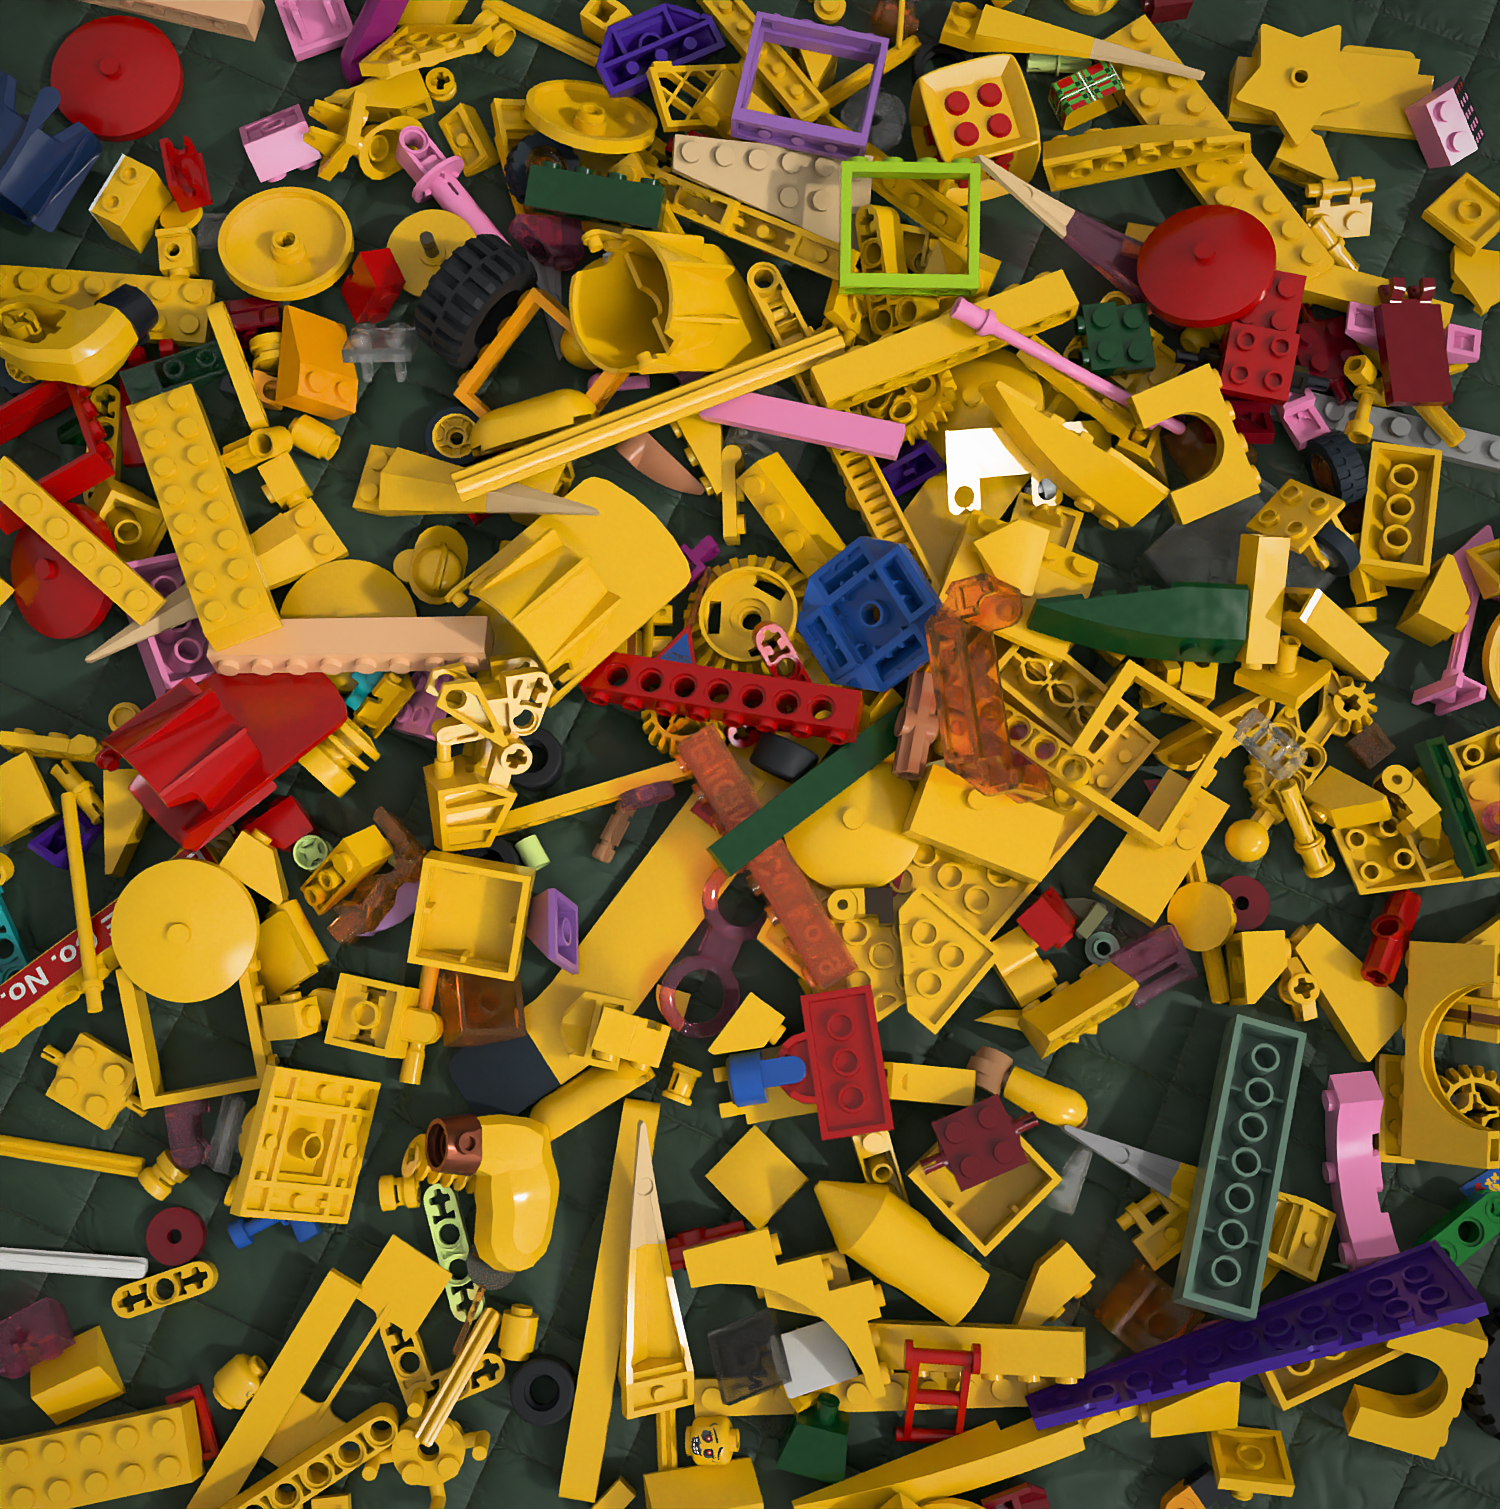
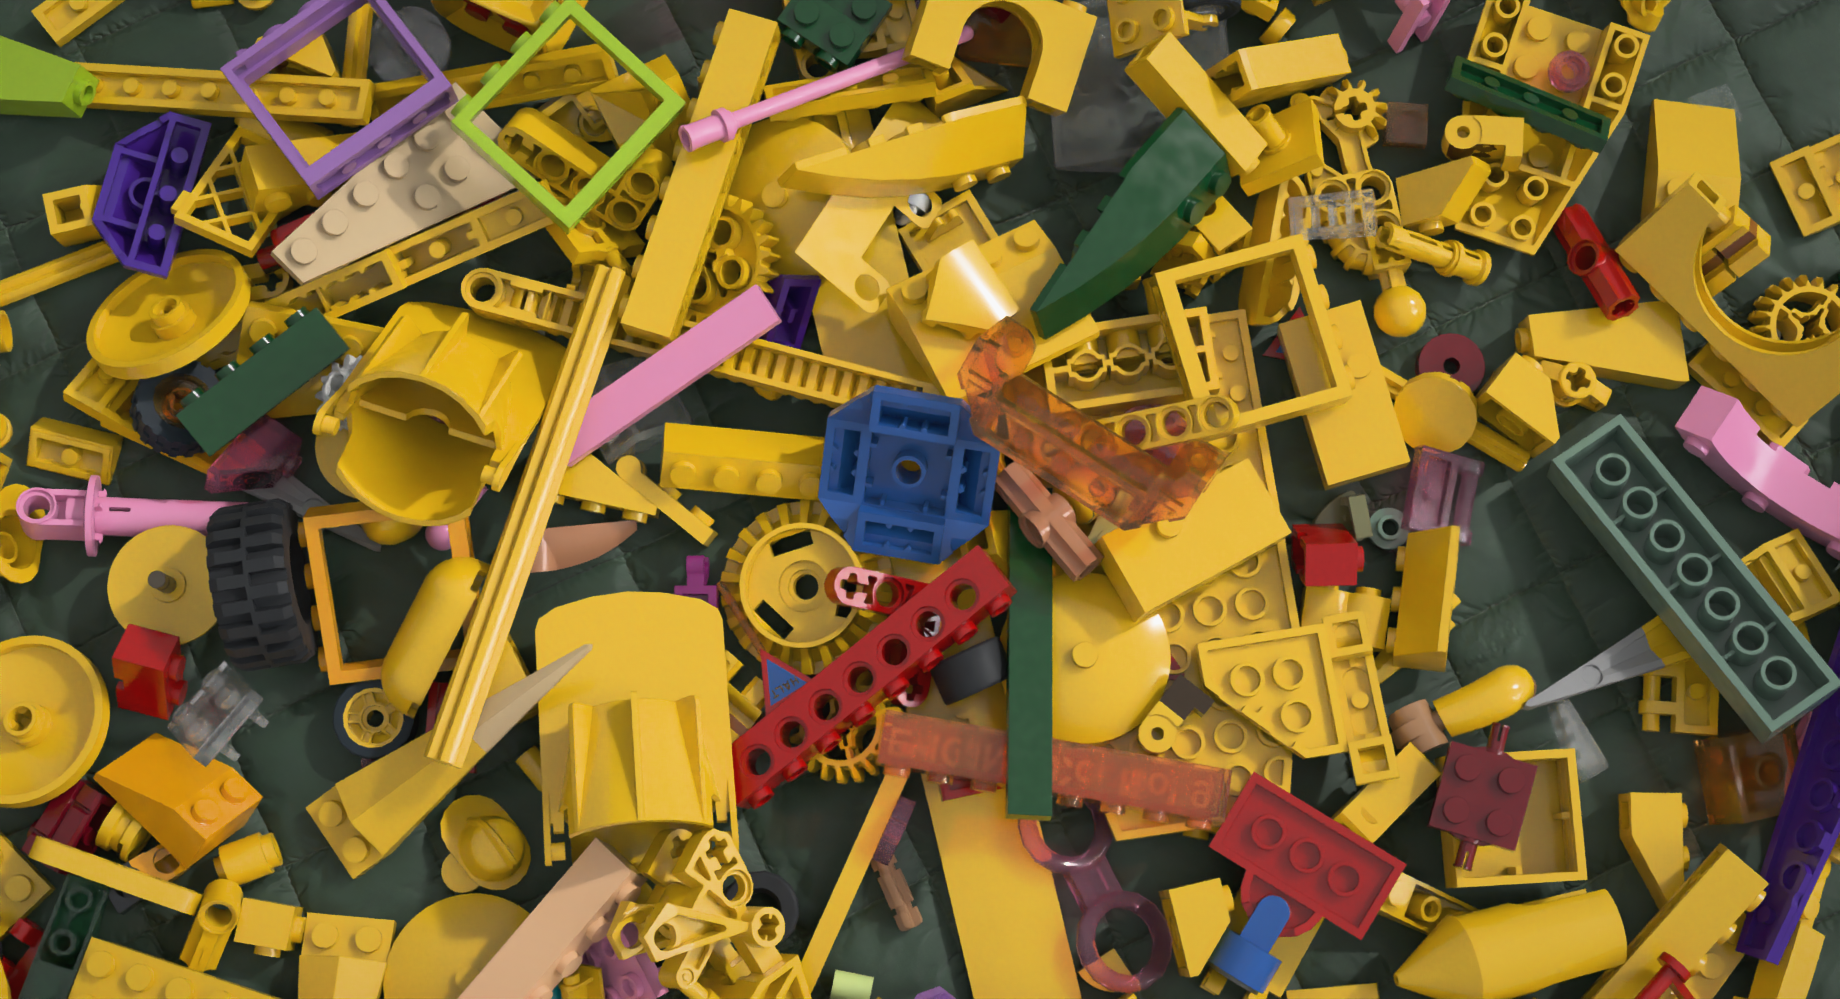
camera: 60 degrees left, 0 degrees up
(976, 1015) = (1360, 698): none -> yellow slope

